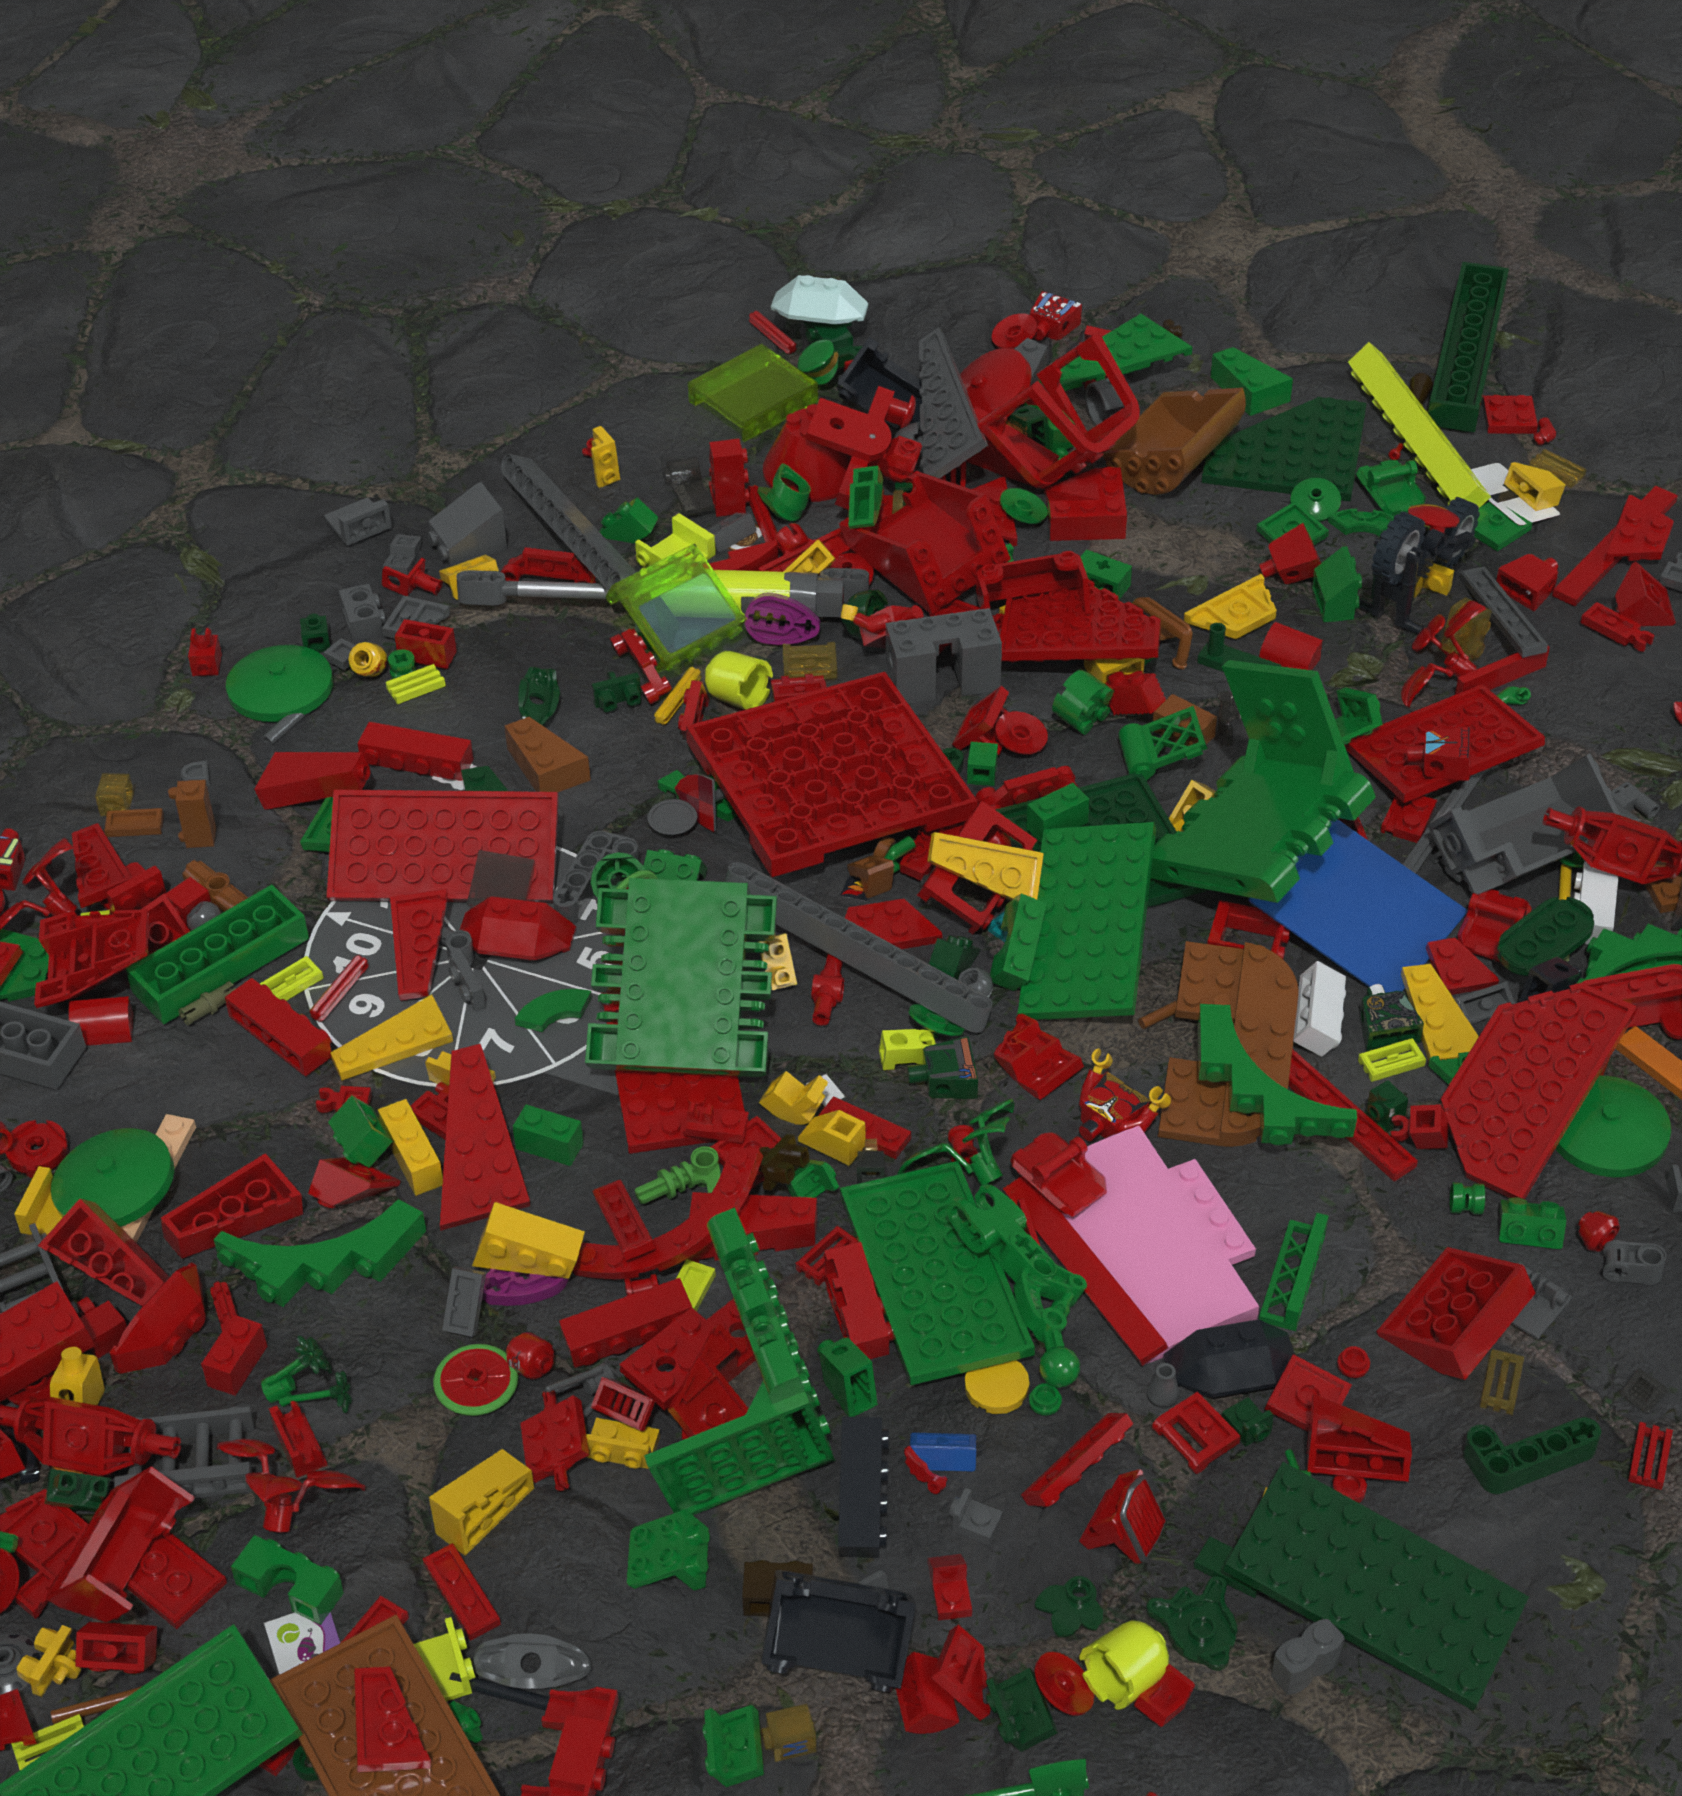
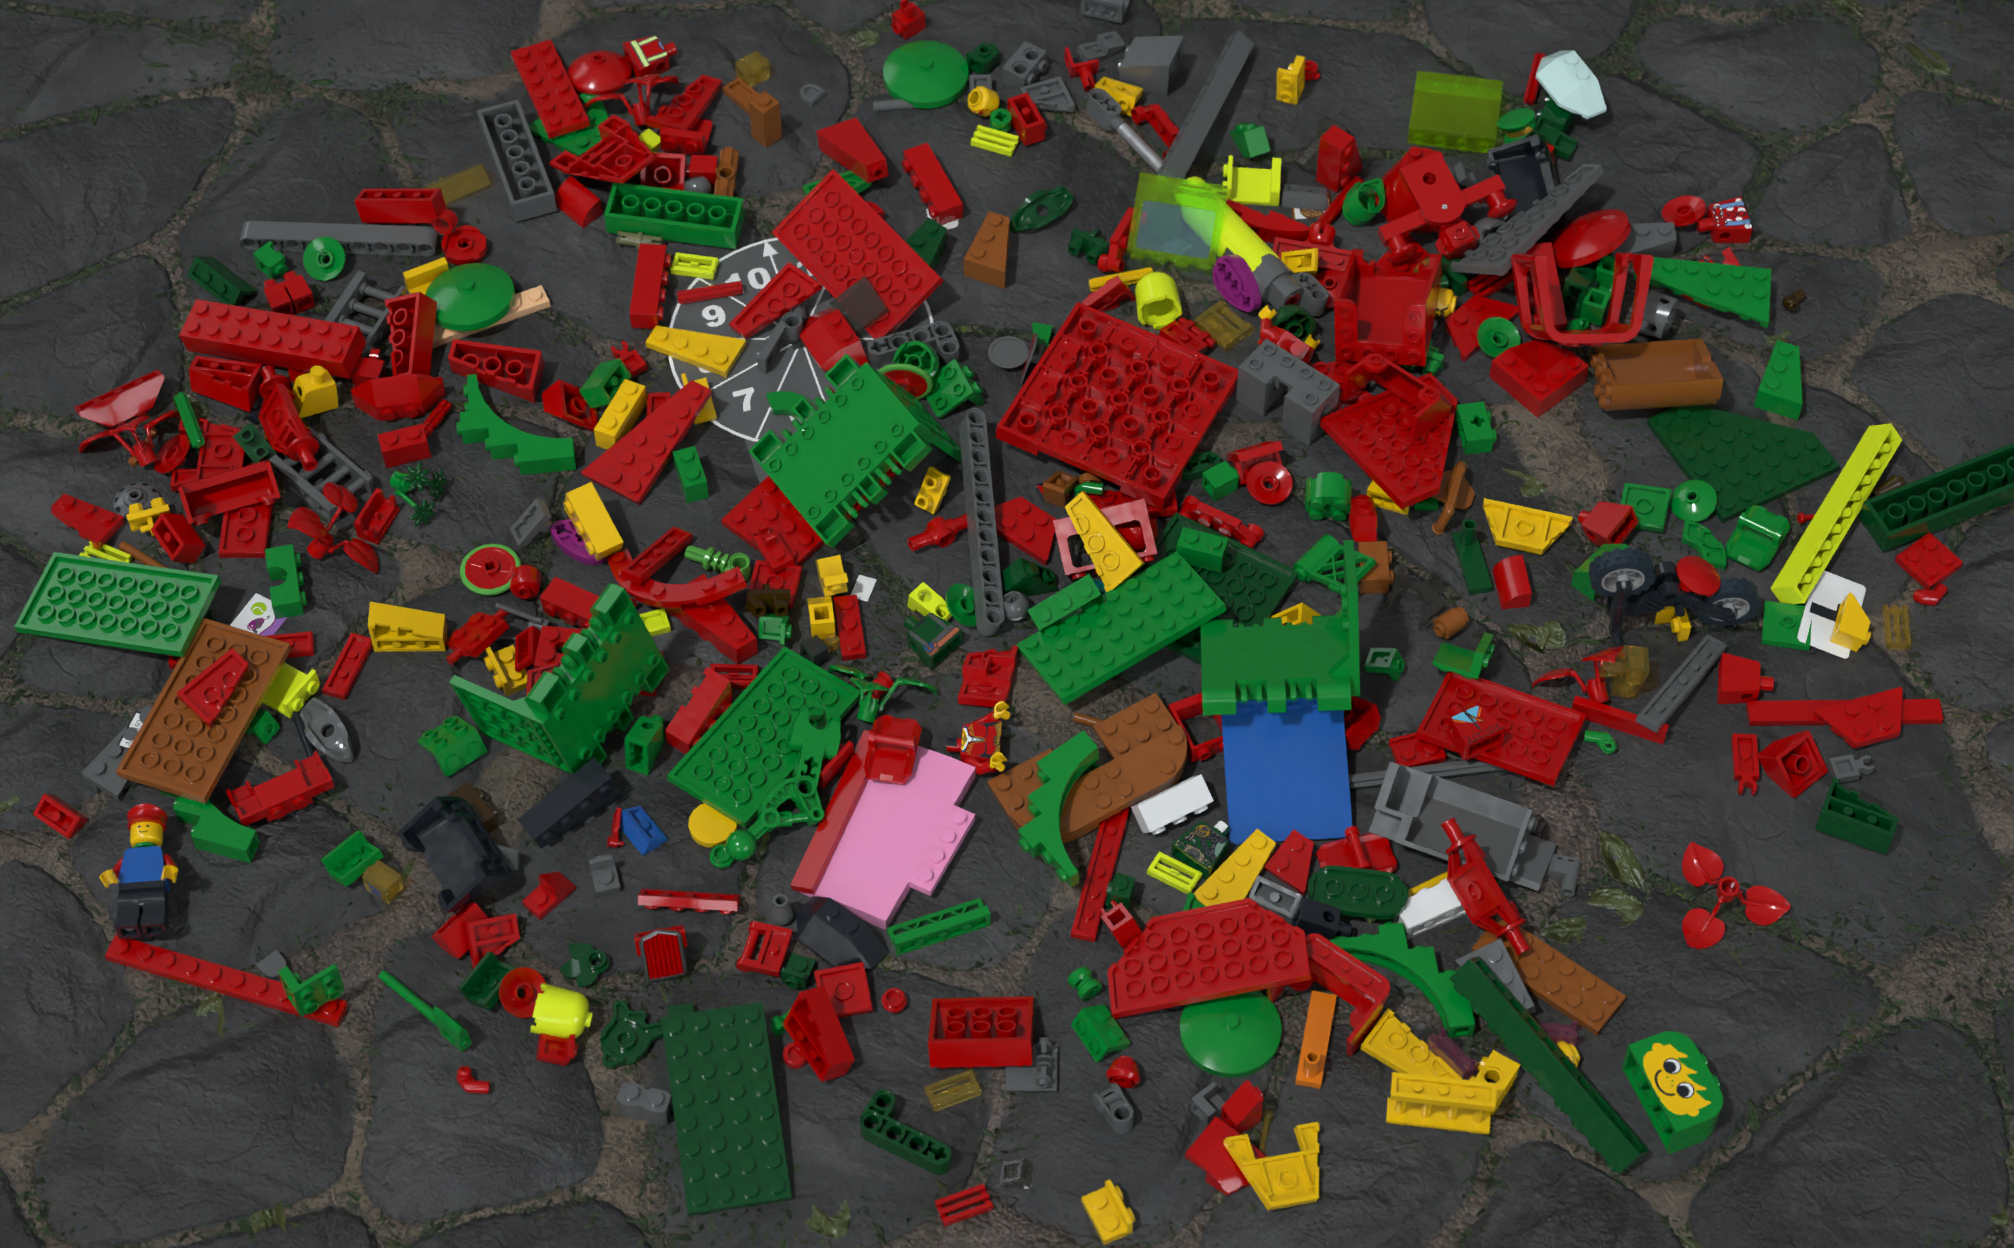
camera: 50 degrees right, 10 degrees up
(865, 497) = (1381, 245): green slope -> none

